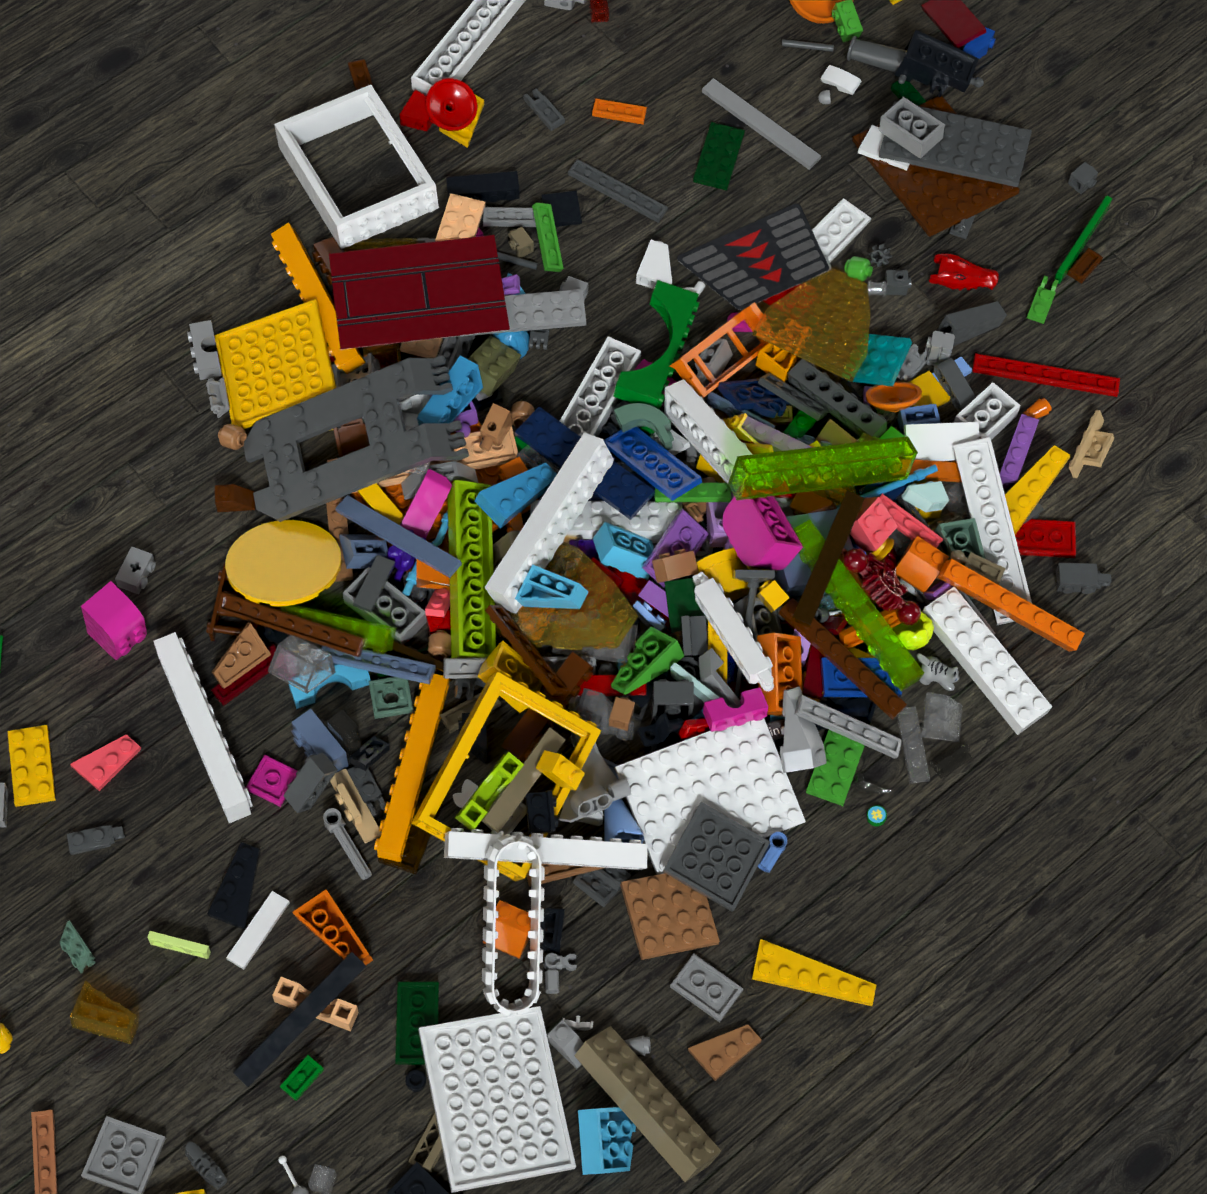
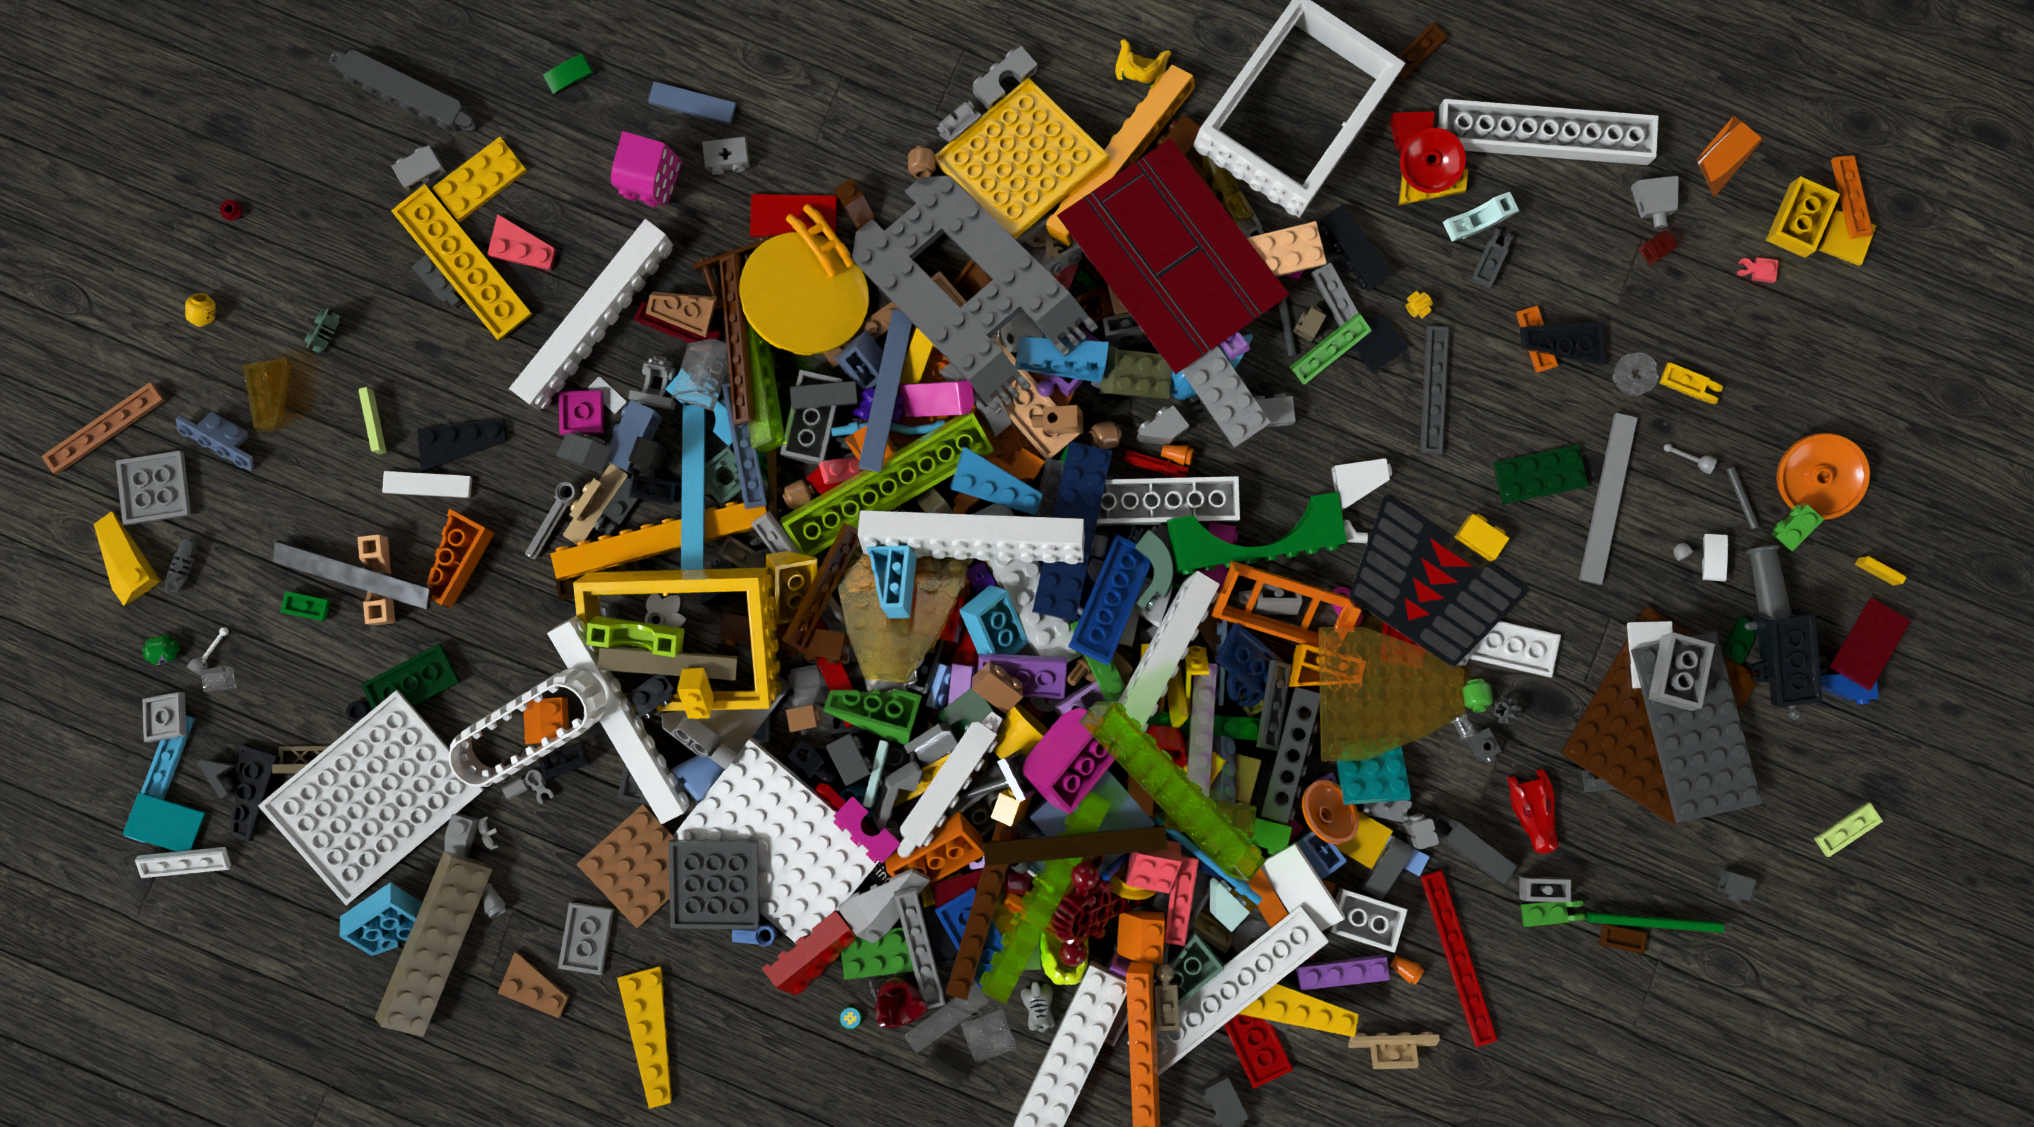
camera: 65 degrees right, 20 degrees up
(76, 577) = (692, 103): none -> sand blue tile
(91, 810) = (462, 262): none -> yellow plate
(115, 1079) = (219, 436): none -> sand blue bracket
(212, 547) = (770, 213): none -> red tile
(255, 261) = (1139, 68): none -> yellow hair
(257, 535) = (820, 251): none -> light orange piece
(275, 701) = (653, 397): none -> light grey tile
(277, 753) = (611, 397): none -> white sticker
(386, 718) = (693, 488): none -> medium azure tile
(510, 98) = (1481, 218): none -> light aqua arch
(541, 369) = (1165, 428): none -> light grey slope
(549, 168) = (1419, 304): none -> yellow gear
(566, 372) = (1178, 453): none -> orange cone
(570, 387) = (1155, 464): none -> red axle
(632, 91) = (1570, 341): none -> black wing
(681, 72) = (1623, 376): none -> clear plate
(707, 36) = (1689, 383): none -> yellow hinge
(743, 211) = (1482, 537): none -> yellow brick
(771, 53) = (1705, 463): none -> light grey hinge
(811, 811) = (811, 954): none -> red wedge
(884, 766) = (898, 1003): none -> dark red hair
(1023, 292) = (1545, 889): none -> light grey brick
(1078, 95) = (1848, 829): none -> yellowish green tile

